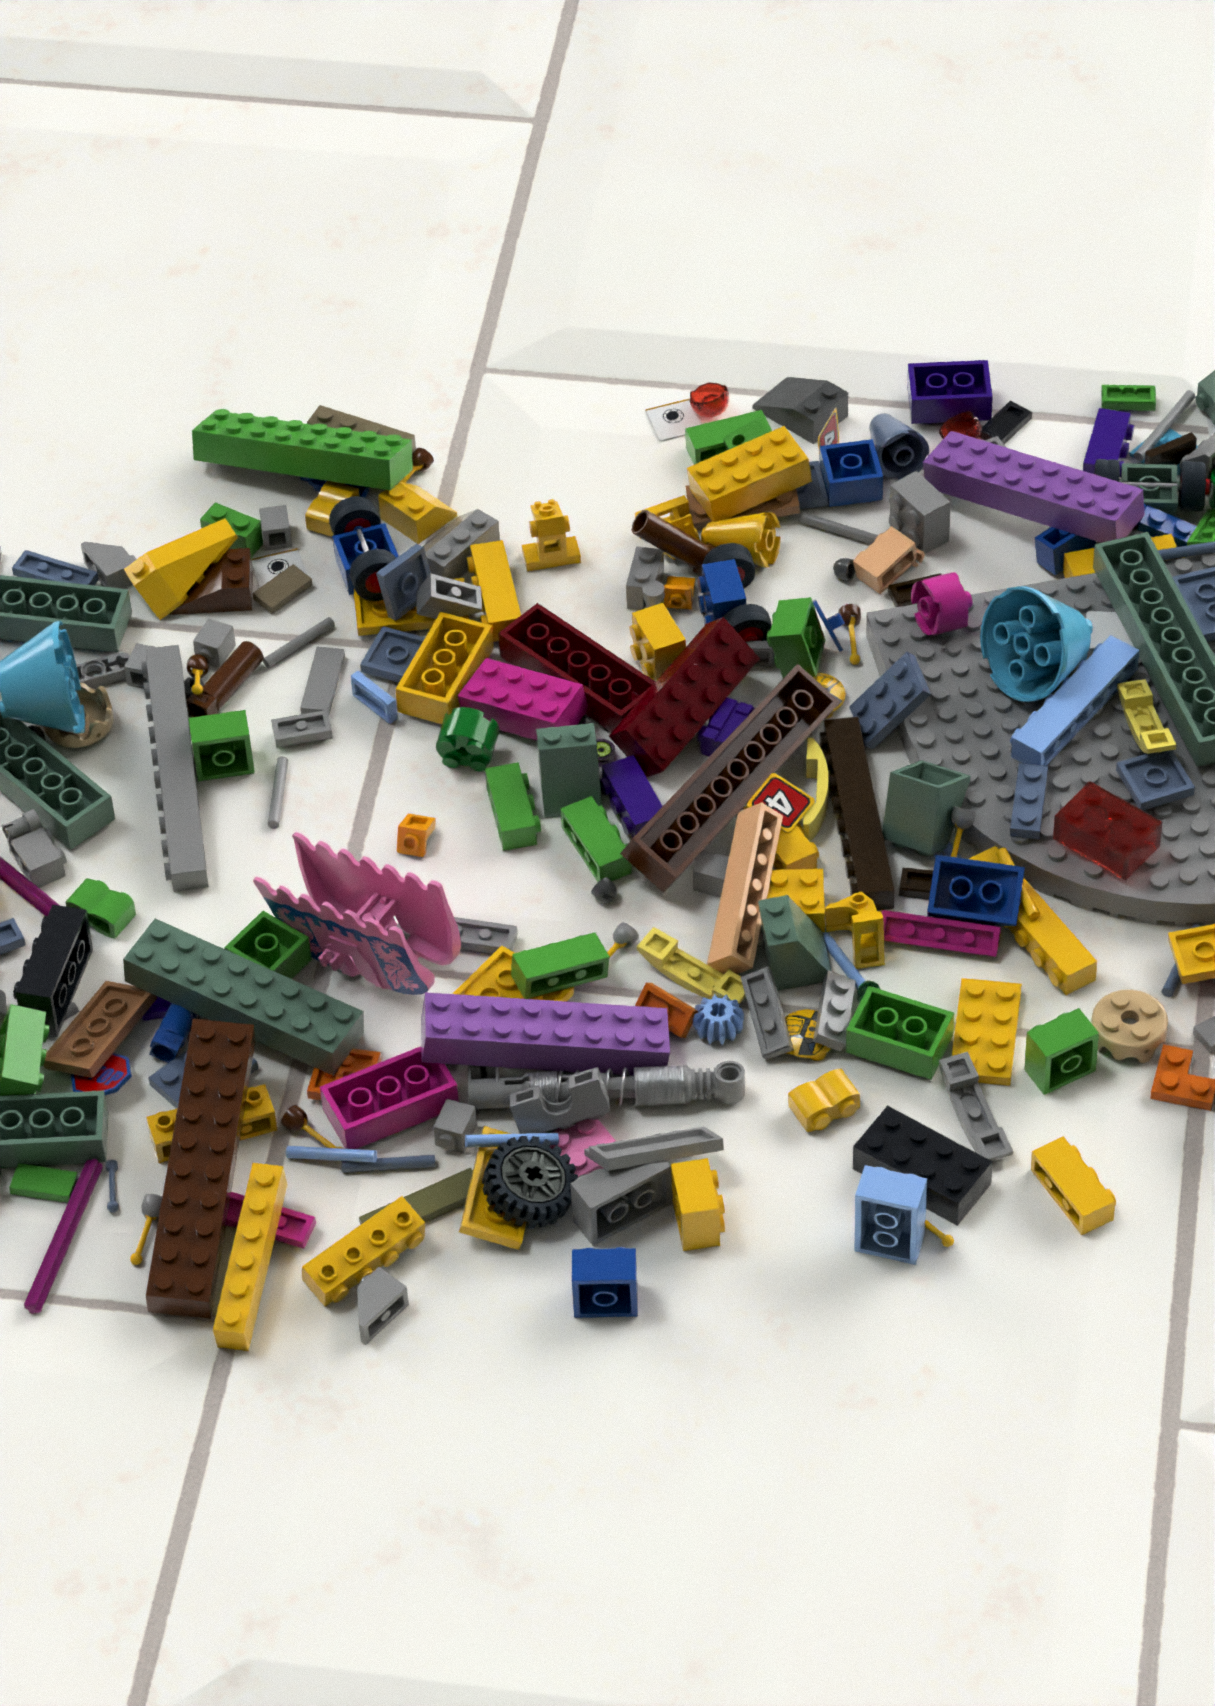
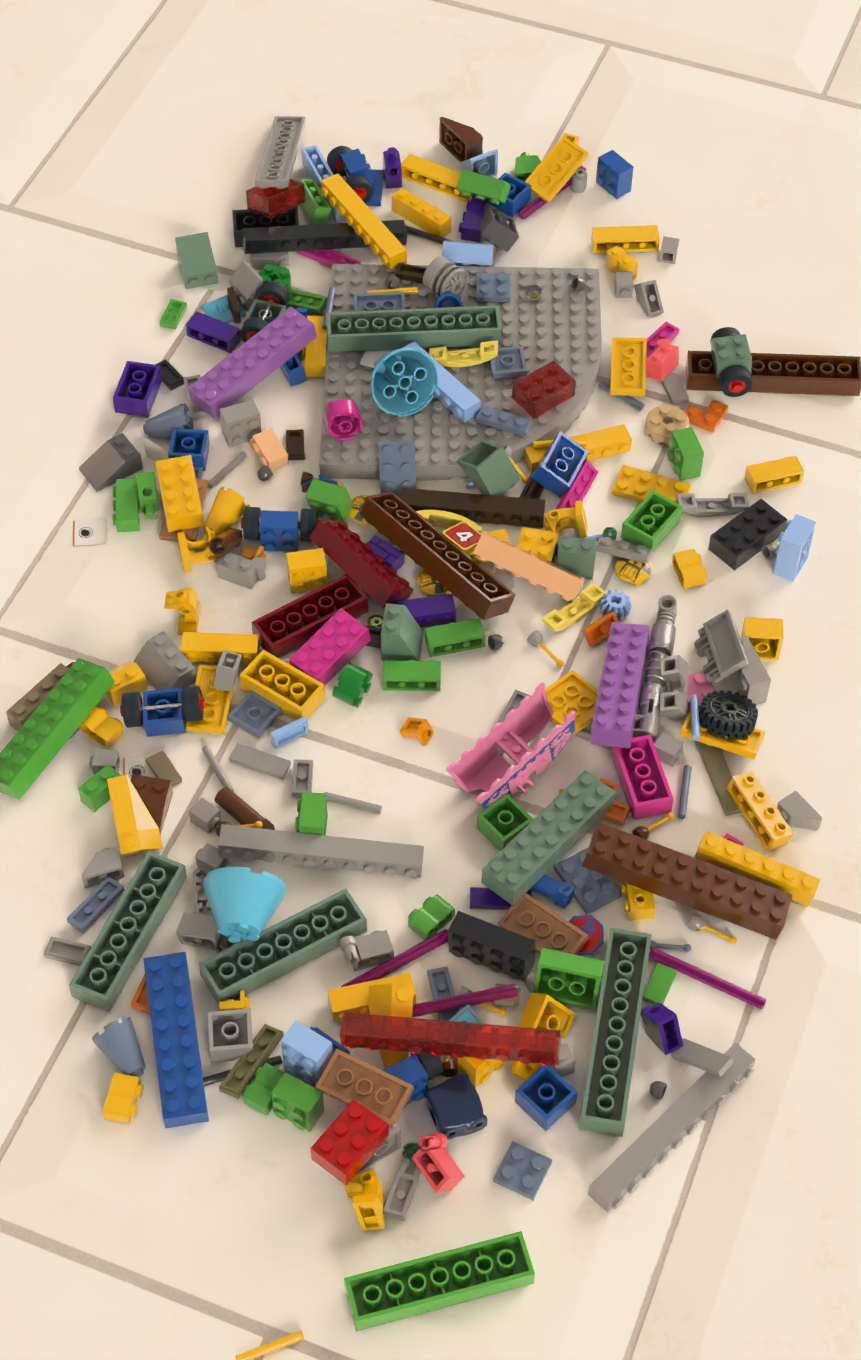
camera: 80 degrees left, 5 degrees up
(335, 1154) = (674, 818): light blue bar -> none
(402, 579) = (207, 687): sand blue plate -> none
(559, 965) = (561, 669): bright green brick -> none
(604, 1282) = (809, 691): blue brick -> none
(709, 399) = (87, 506): clear red hair -> none
(767, 1013) = (620, 579): light grey tile -> none
(962, 423) = (172, 391): clear red hair -> none
(1164, 425) = (203, 303): light grey bar -> none

